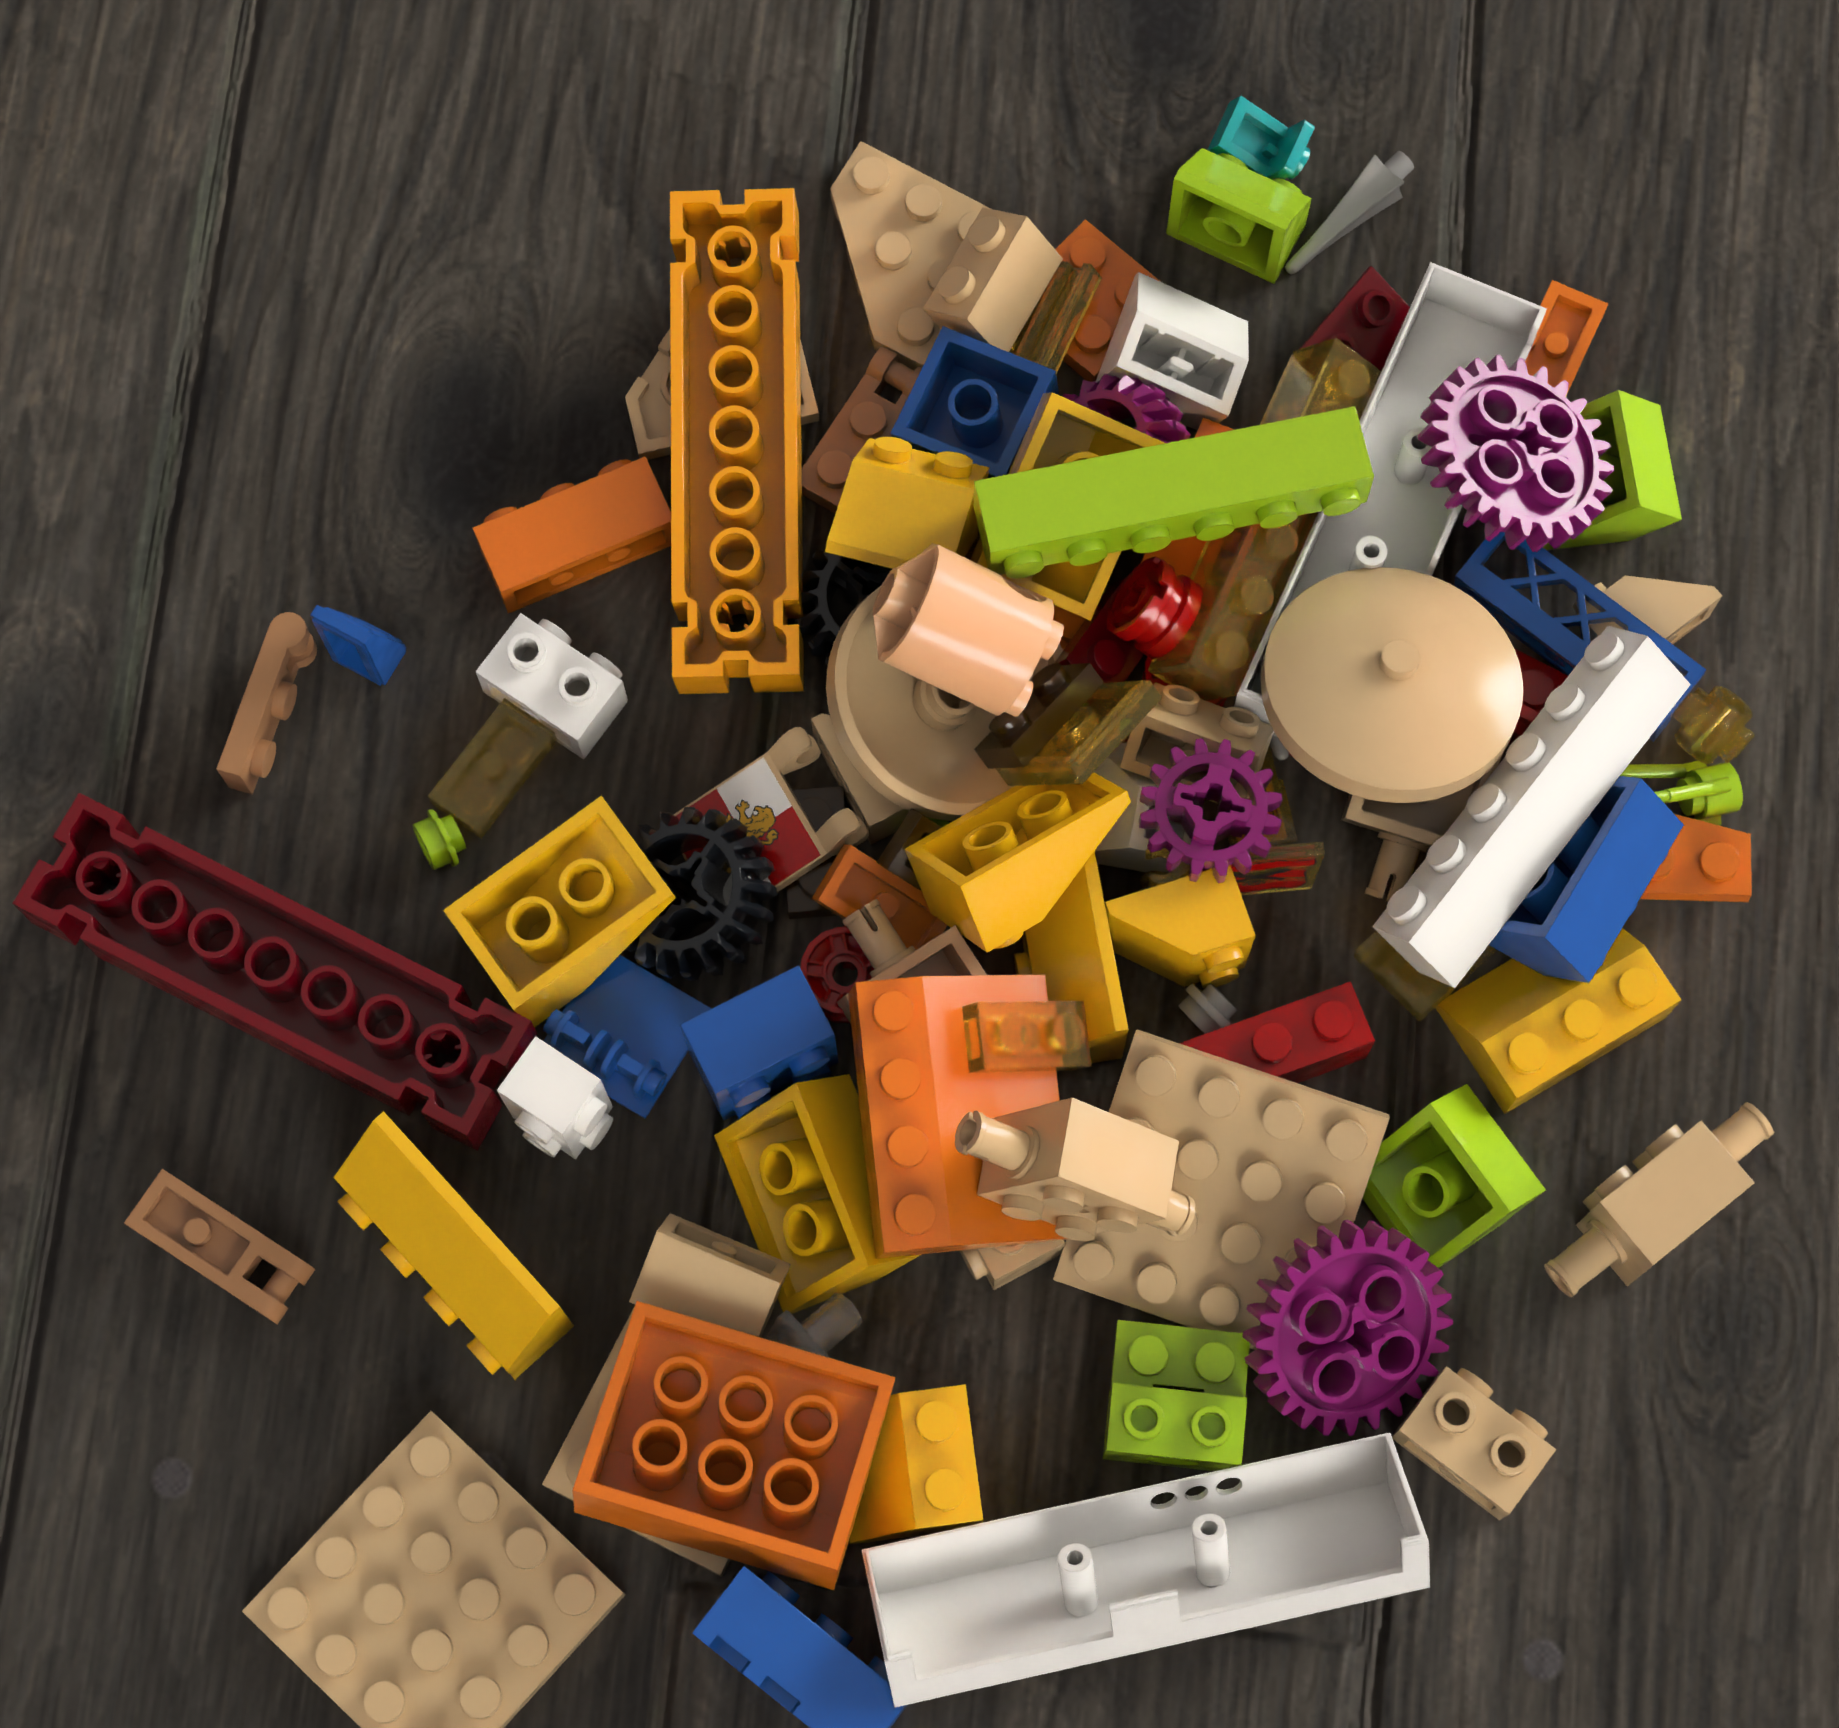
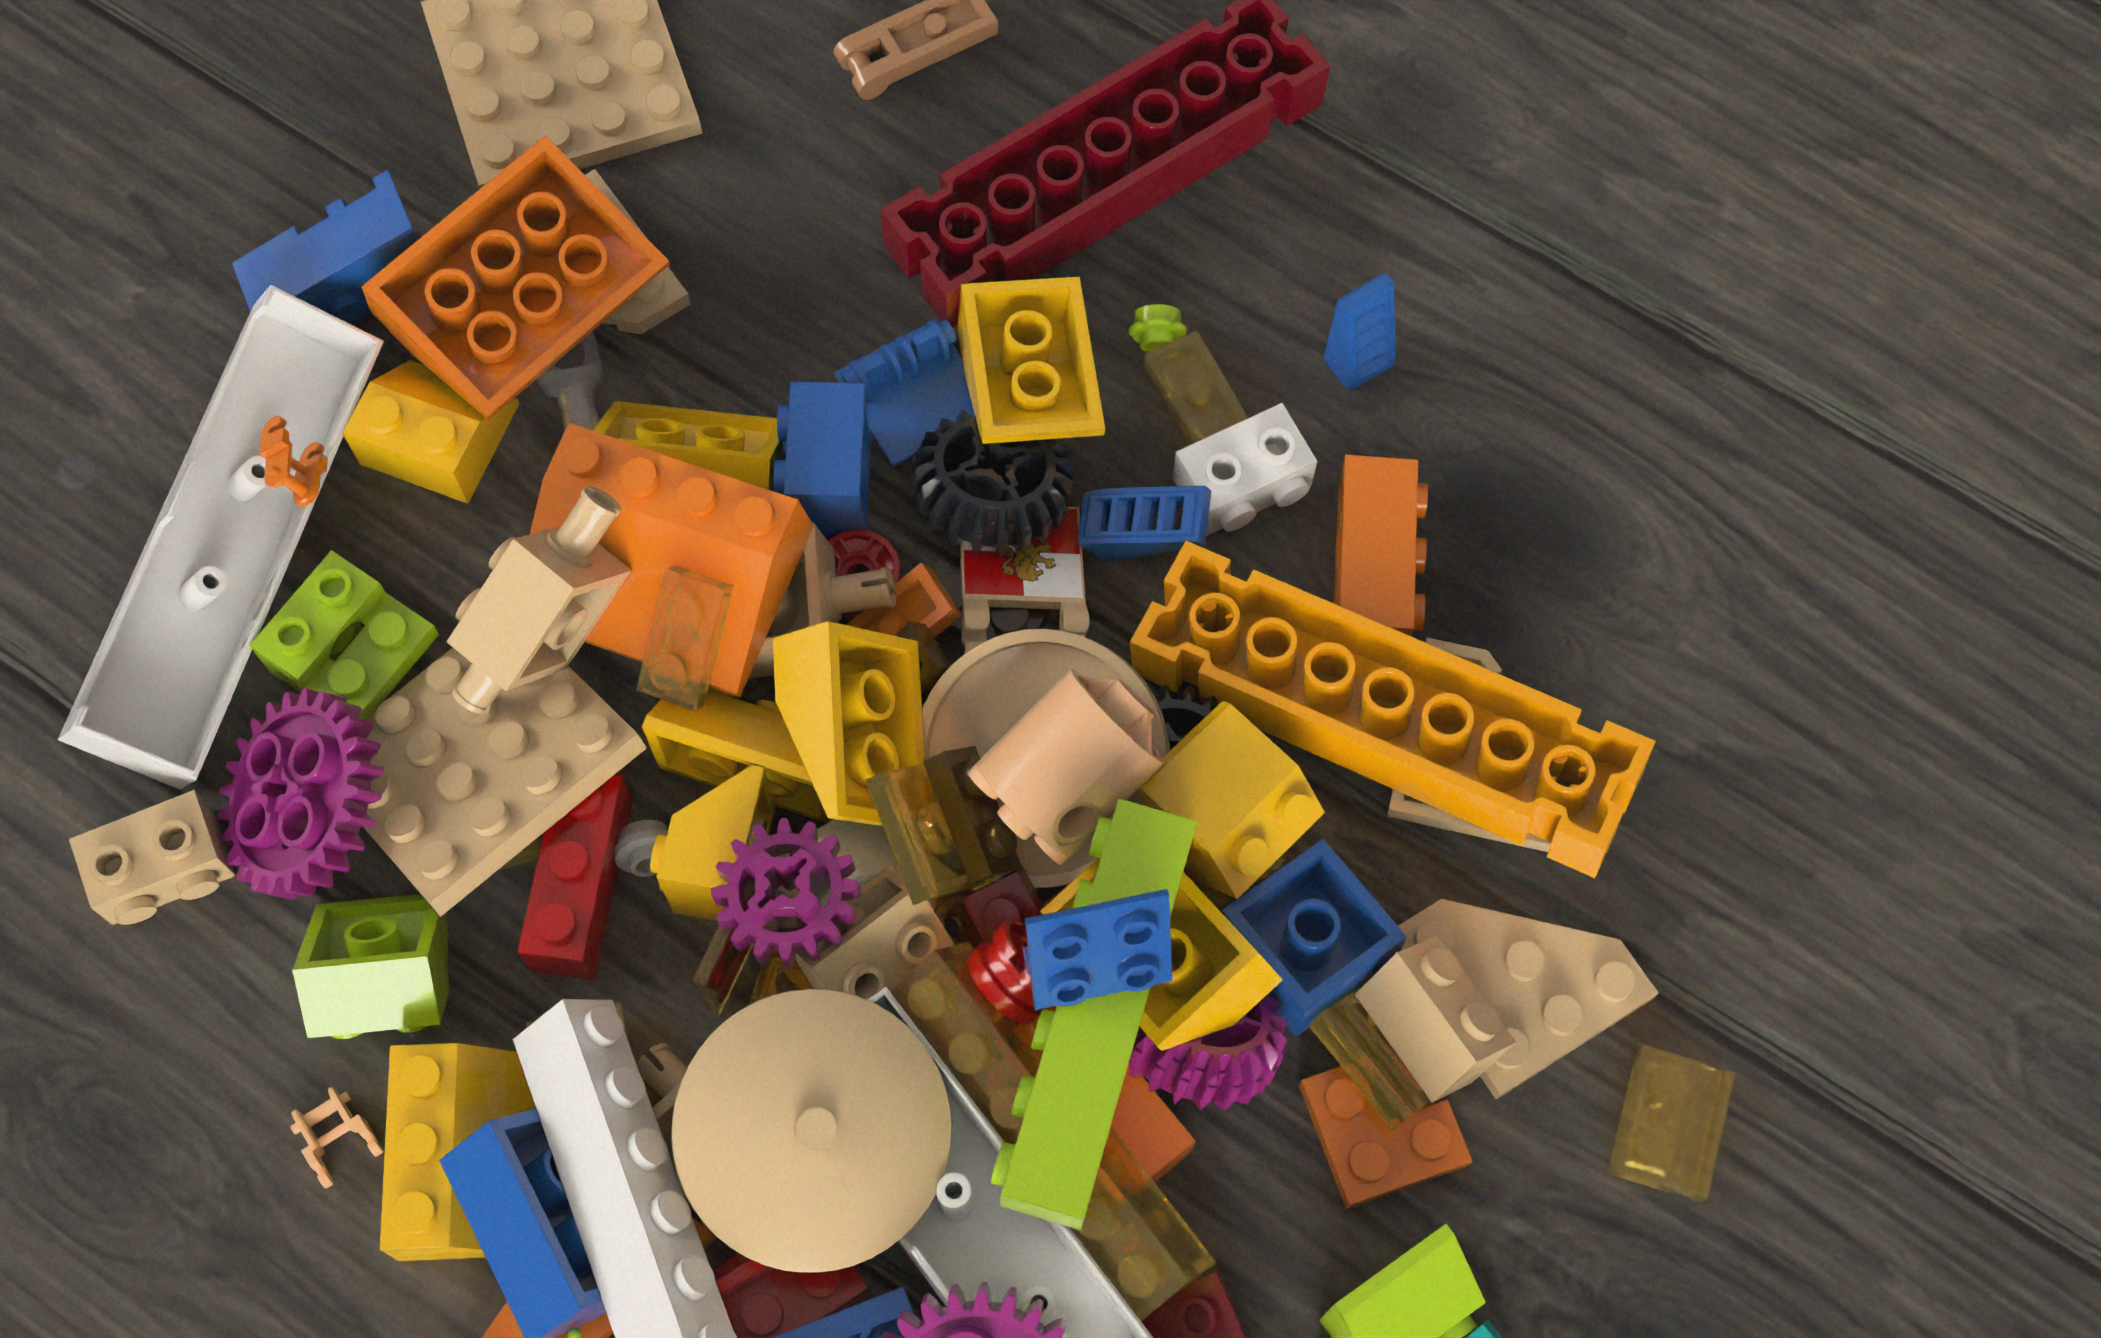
camera: 115 degrees right, 5 degrees down
(267, 699) = (1344, 246): medium nougat plate -> none
(450, 1248) = (806, 184): yellow slope -> none
(556, 1101) = (874, 292): white brick -> none
(677, 786) = (1108, 514): none -> blue slope
(710, 1277) = (663, 342): tan brick -> none
(861, 418) = (1361, 842): medium nougat plate -> none
(962, 92) = (1671, 1123): none -> clear yellow plate
(1048, 1533) = (279, 461): none -> orange piece
(1127, 469) = (1099, 949): none -> blue hinge
(1181, 348) = (1280, 1160): white slope -> none
(1585, 1116) = (315, 1149): none -> light nougat piece
(1673, 1194) = (223, 1126): tan brick -> none

